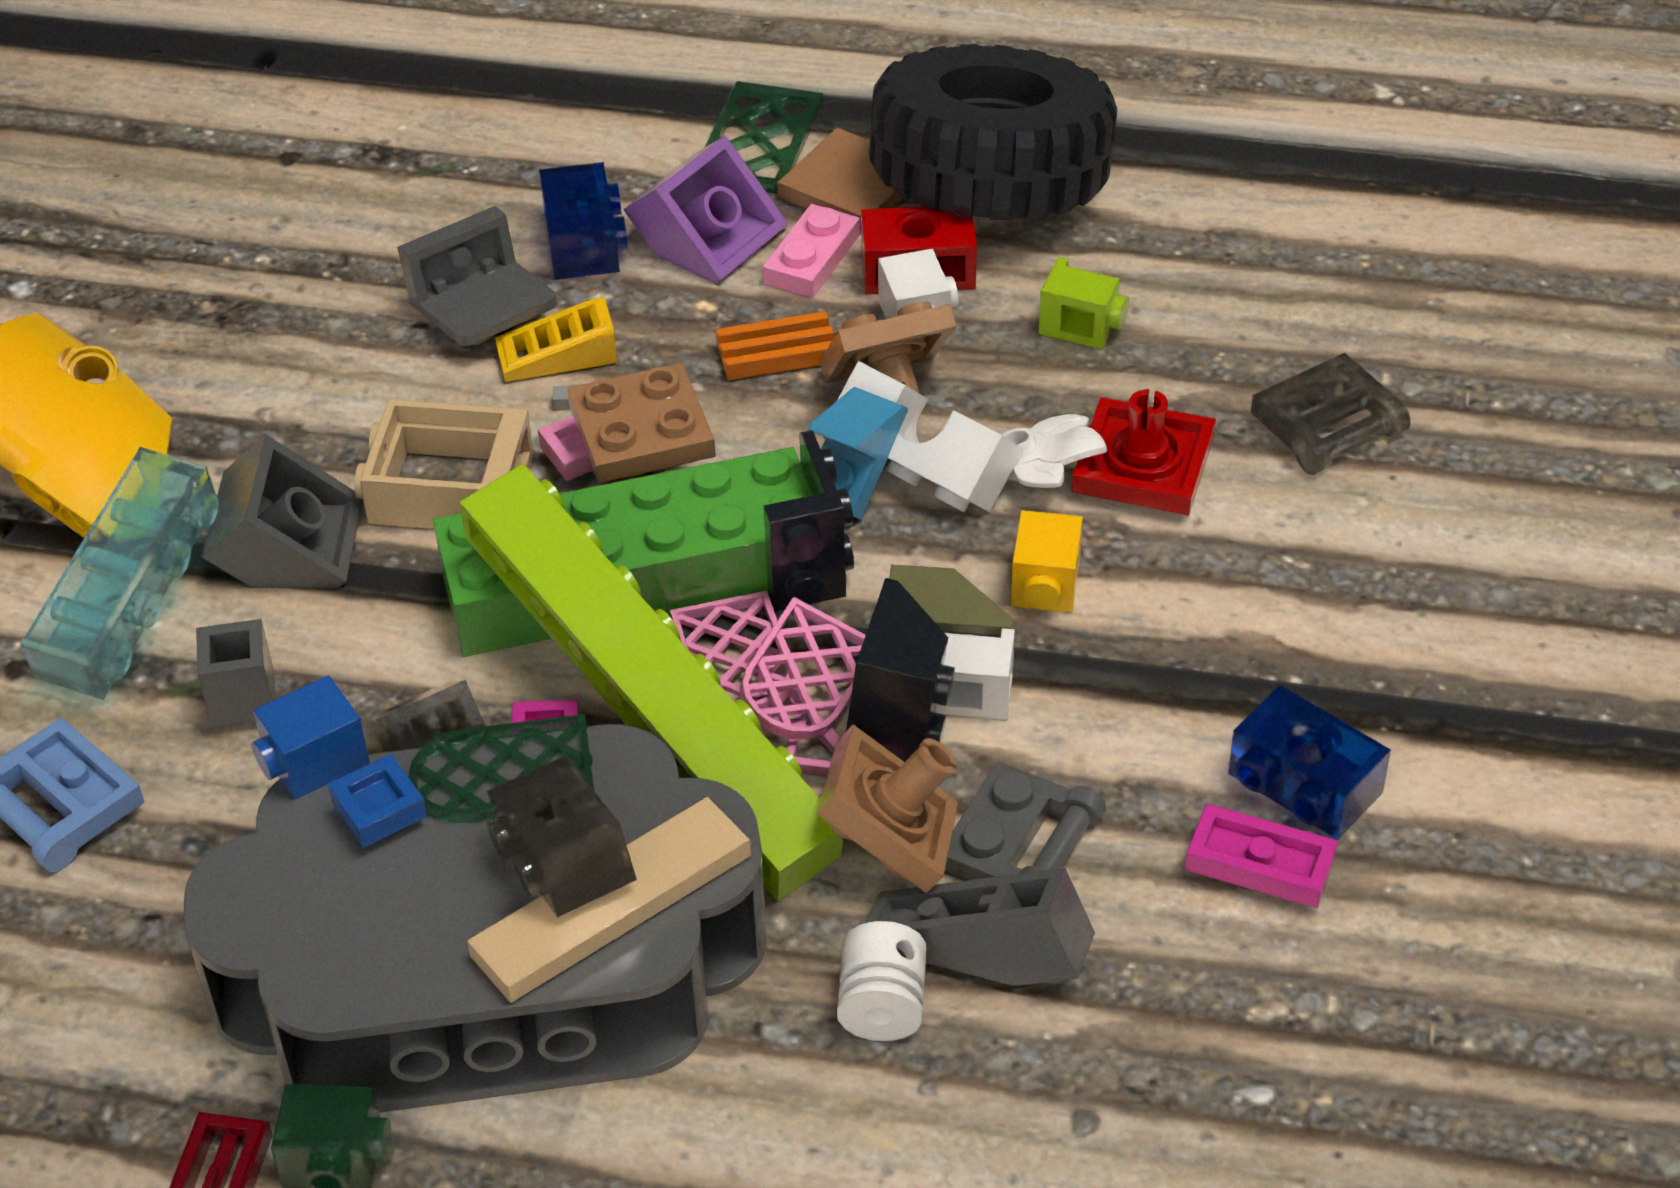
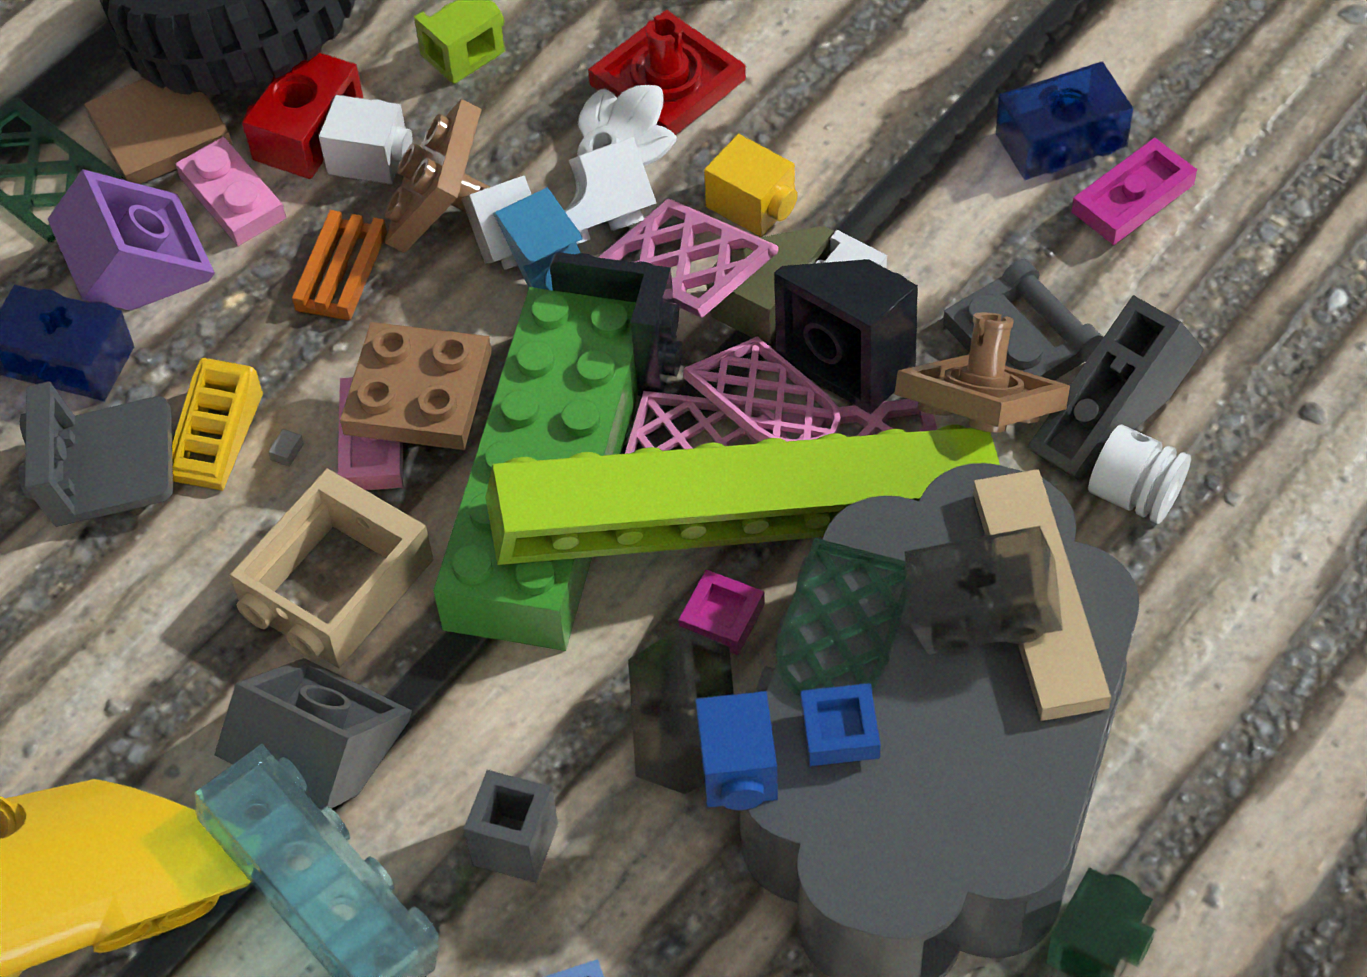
camera: 60 degrees left, 10 degrees up
(910, 567) = (725, 275): none -> bright pink window

